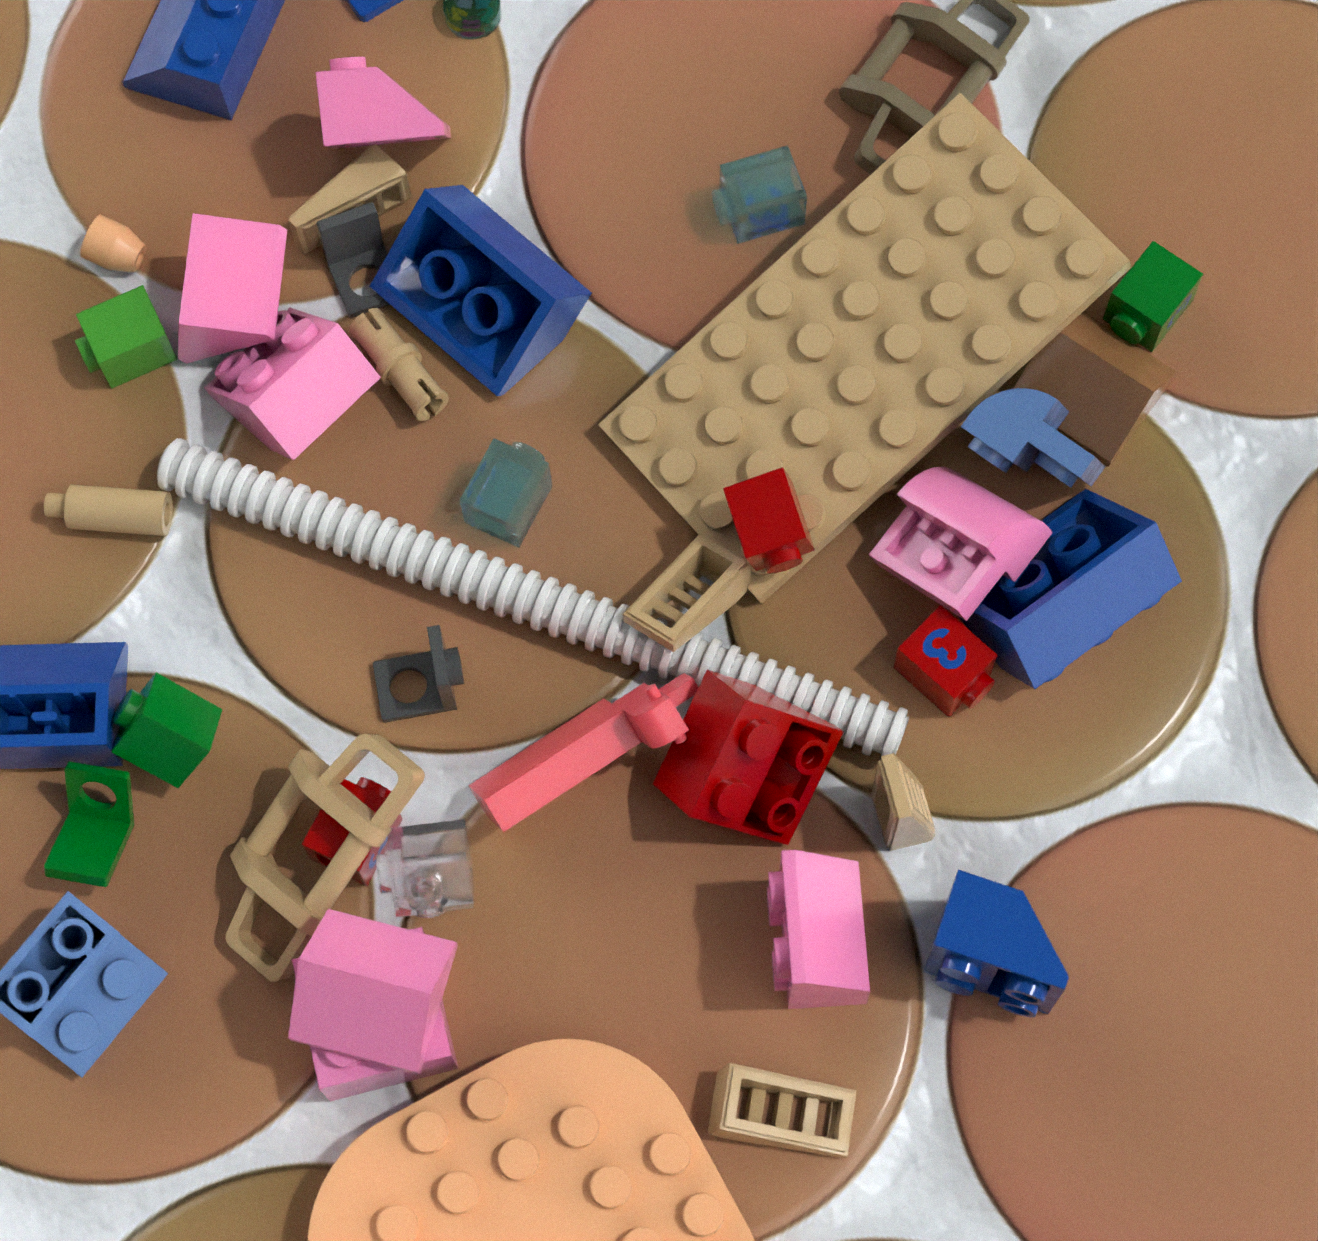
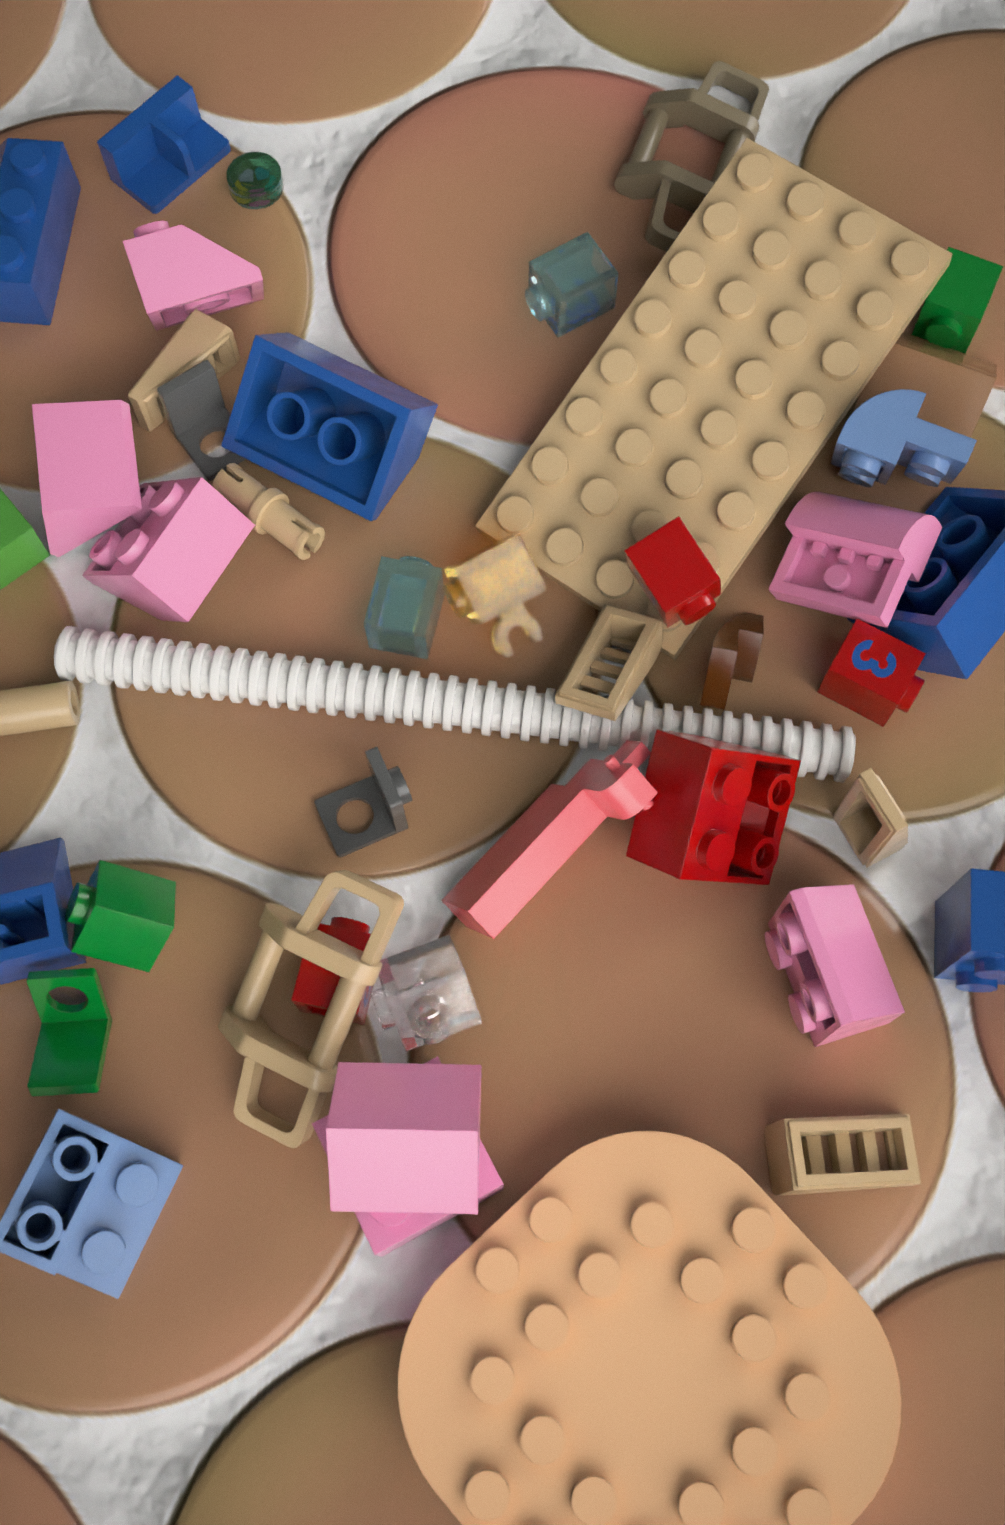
camera: 15 degrees left, 0 degrees up
(598, 490) = (496, 585): none -> clear yellow brick
(811, 610) = (732, 657): none -> reddish brown slope

